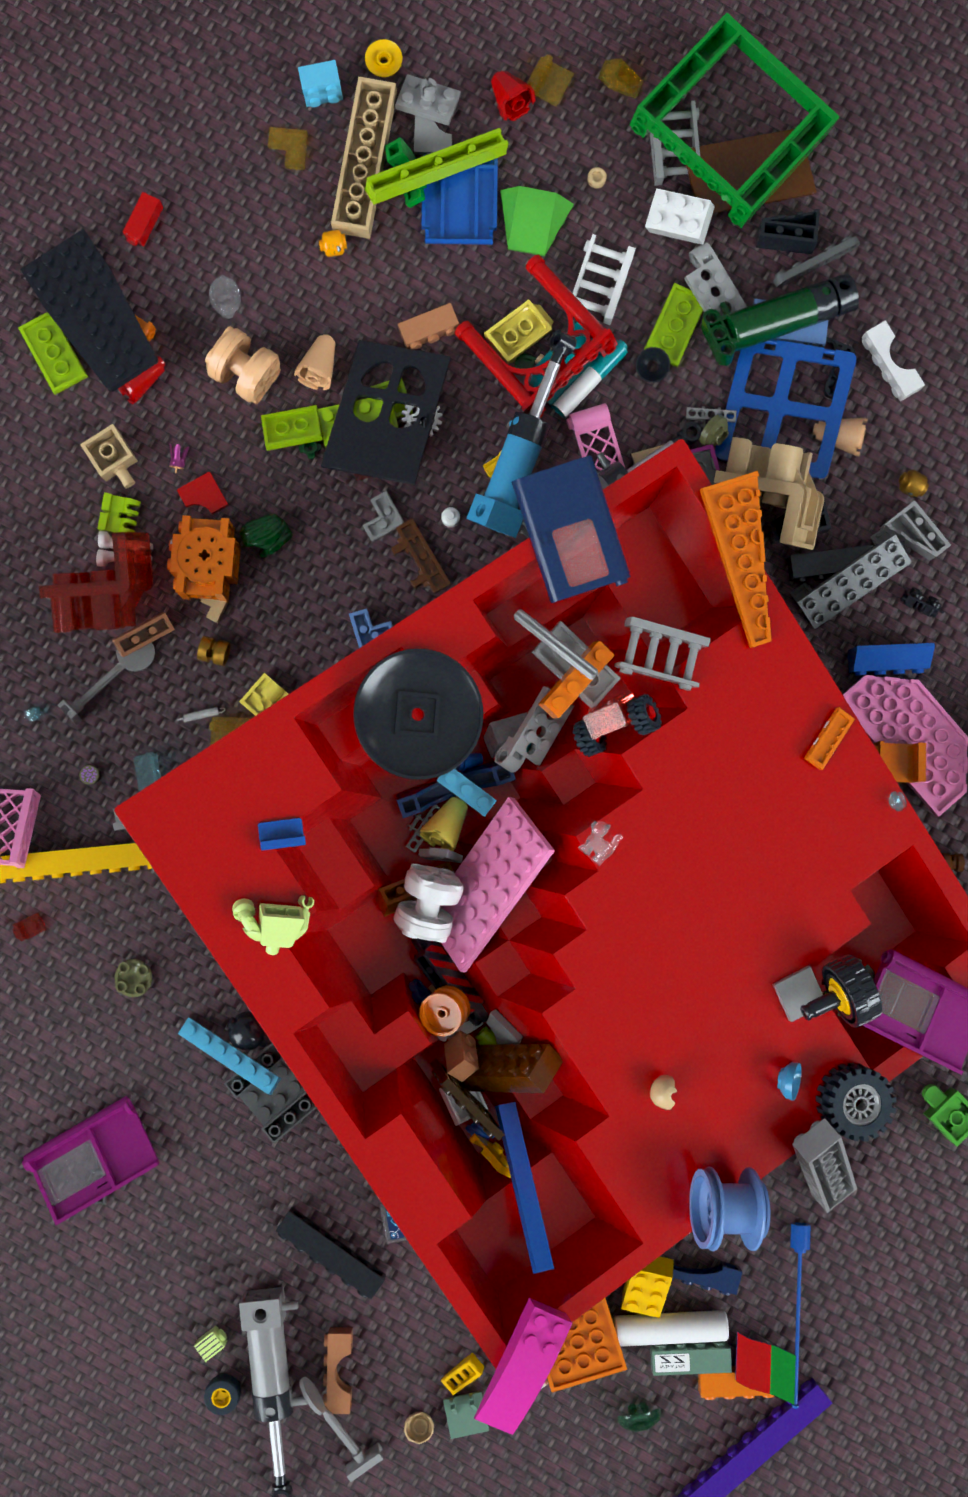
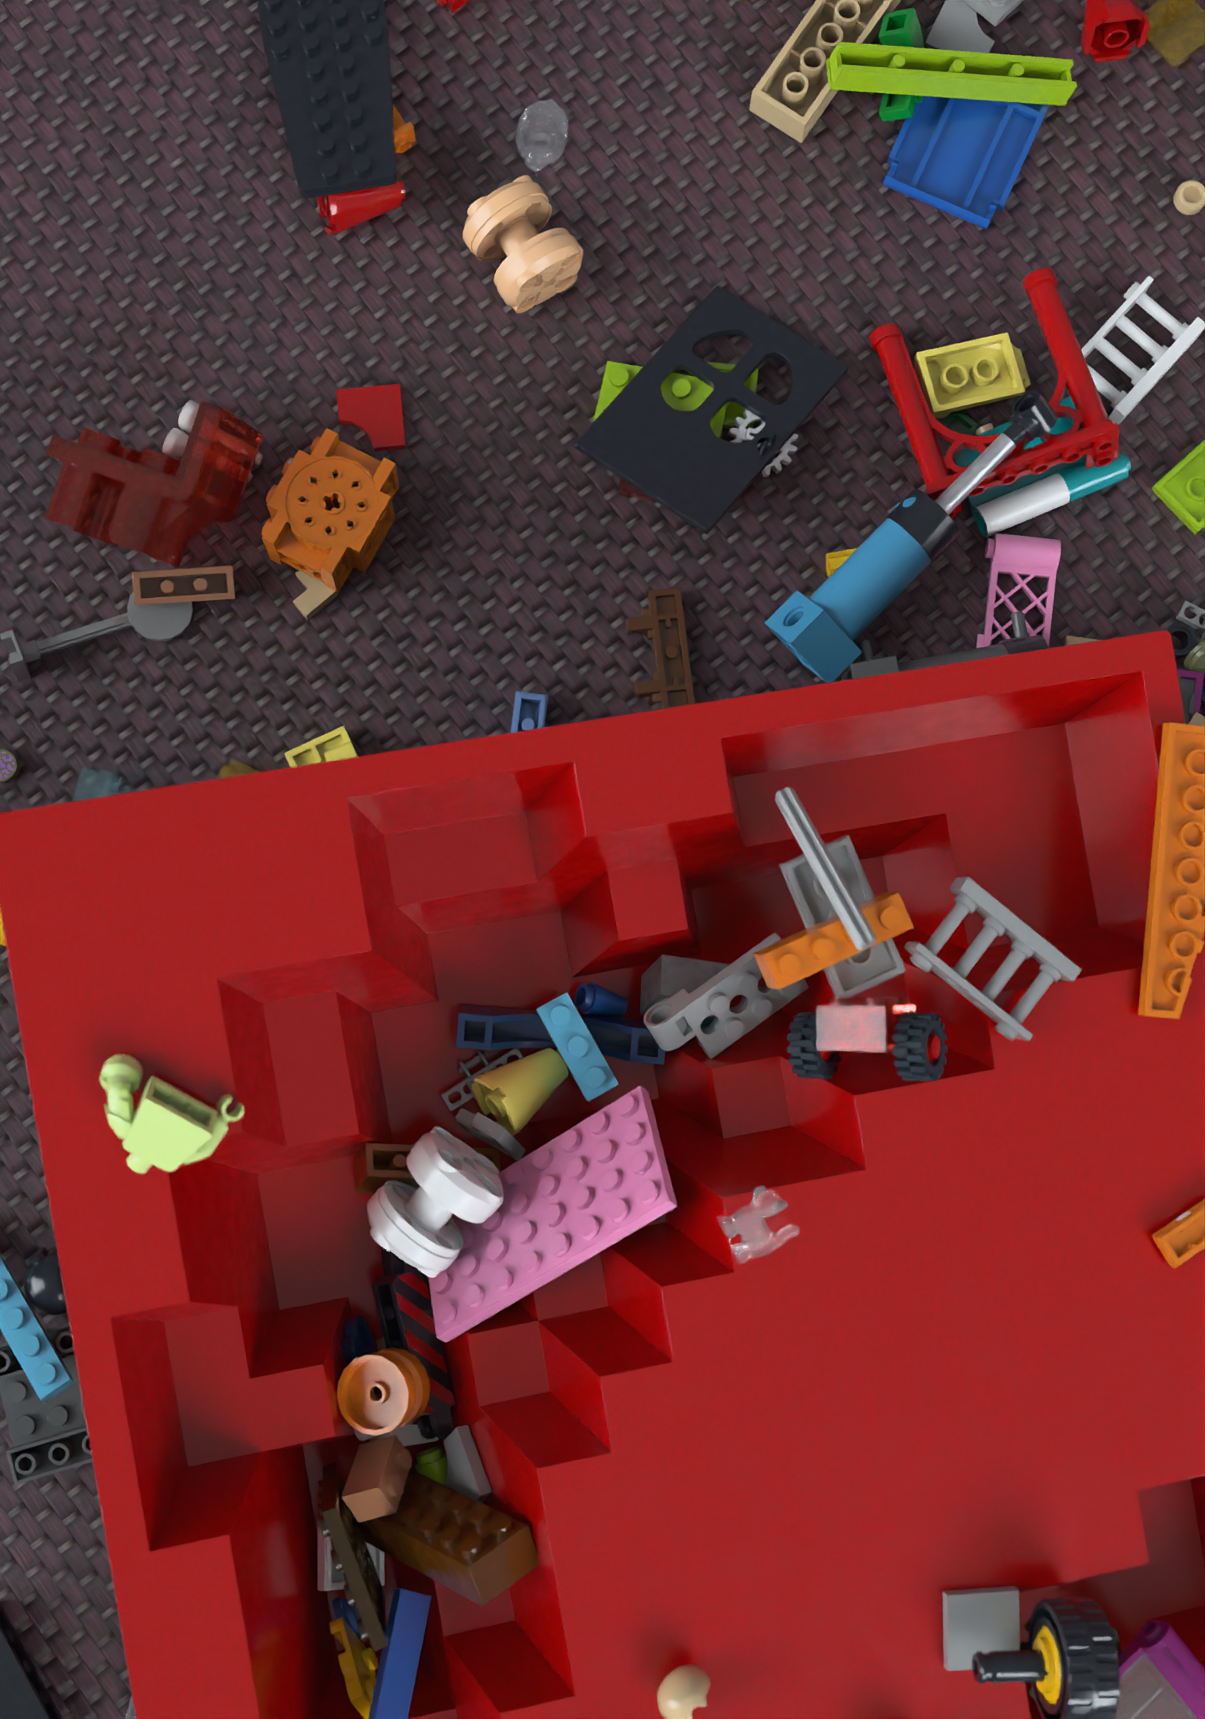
camera: 25 degrees right, 5 degrees down
(53, 353) = (244, 110): lime tile -> none
(110, 455) = (260, 294): tan brick -> none
(113, 508) = (227, 377): lime legs -> none
(177, 462) = (354, 347): flat silver piece -> none
(201, 714) = (216, 748): white piece -> none
(220, 651) = (277, 655): pearl gold wheel -> none
(267, 533) = (445, 513): dark green hair -> none
(281, 834) = (240, 978): blue panel -> none
(291, 427) = (555, 371): lime tile -> none
(310, 453) = (568, 405): dark green plate -> none
(317, 365) = (636, 294): light nougat cone -> none
(333, 243) = (742, 124): light orange head -> none
(386, 521) = (641, 574): light grey tile -> none
(428, 327) = (833, 309): nougat brick -> none
(449, 708) = (606, 869): black dish -> none
(450, 517) = (741, 612): white piece -> none
(533, 218) = (1066, 215): bright green wedge -> none
(572, 516) = (940, 672): dark blue piece -> none
(657, 355) = (1169, 499): black piece -> none

